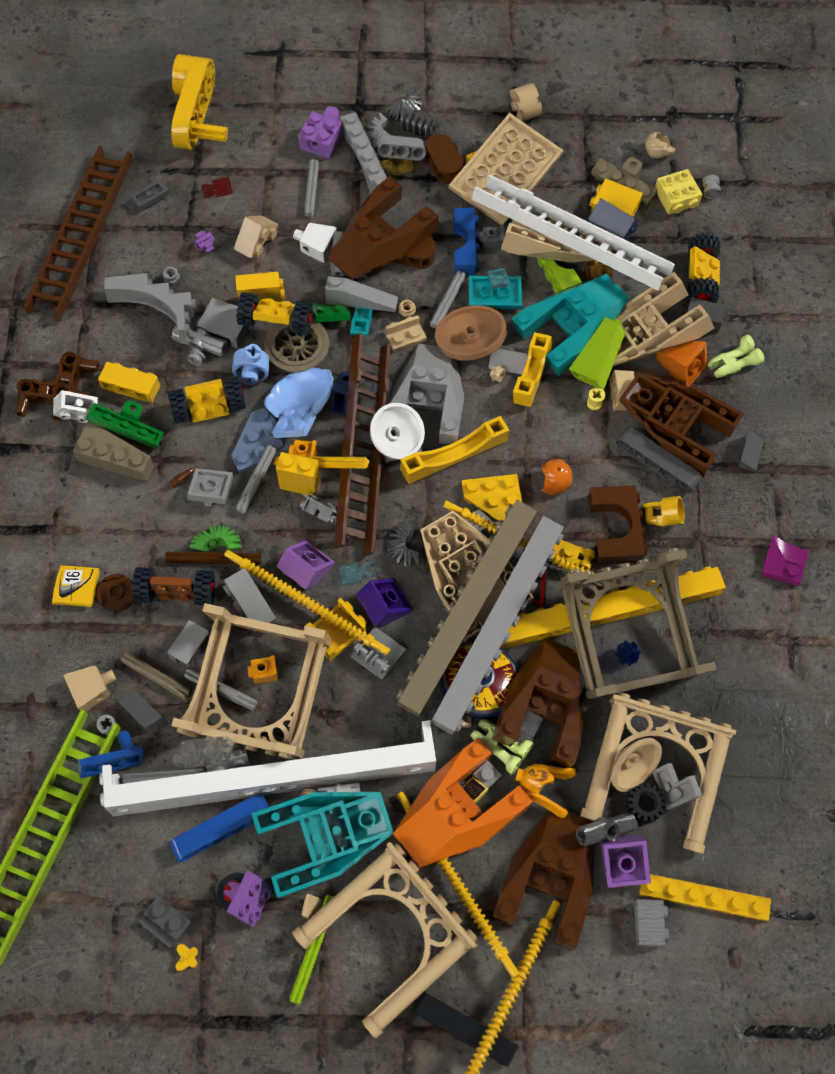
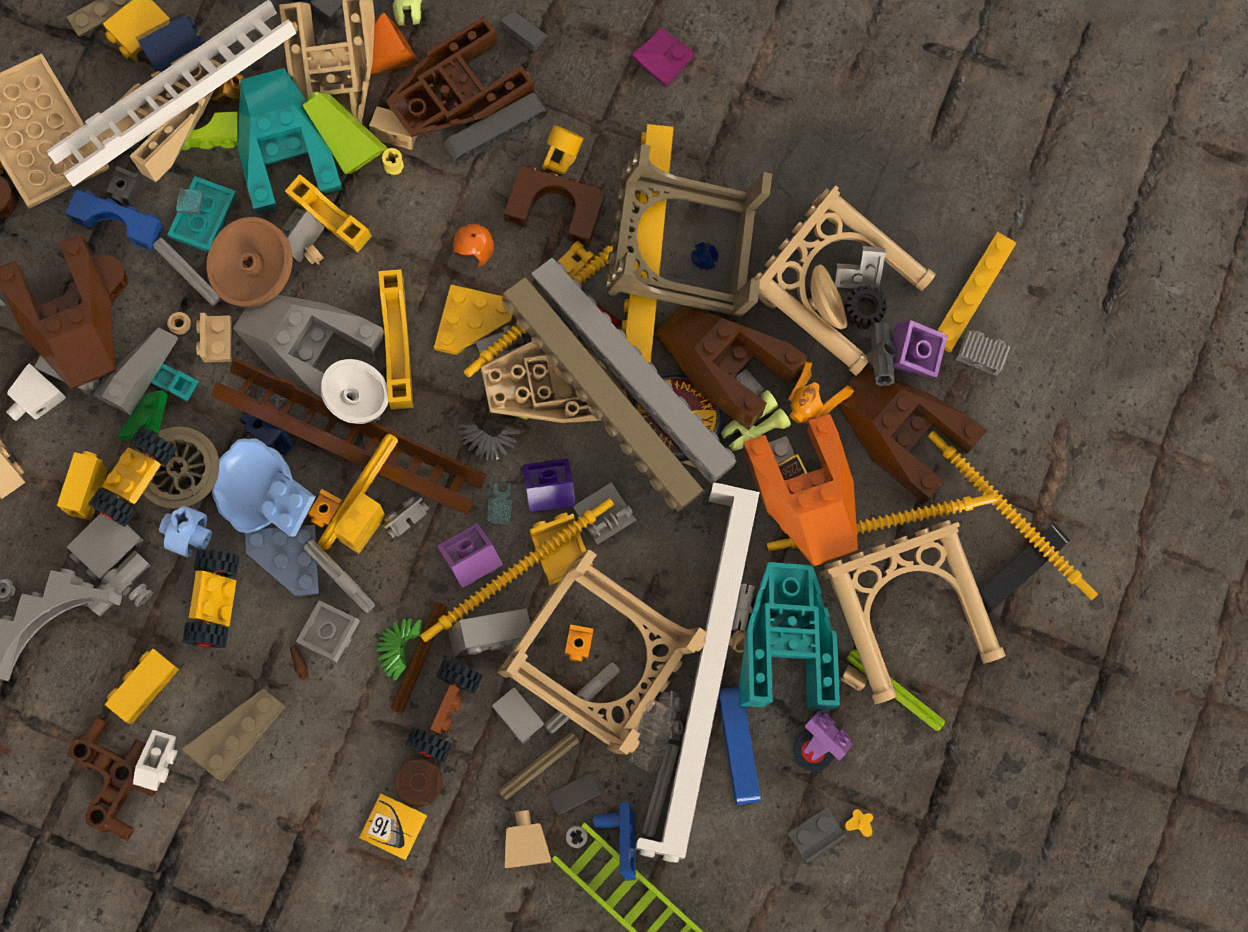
camera: 75 degrees left, 10 degrees up
(125, 423) = (202, 705): green plate -> none

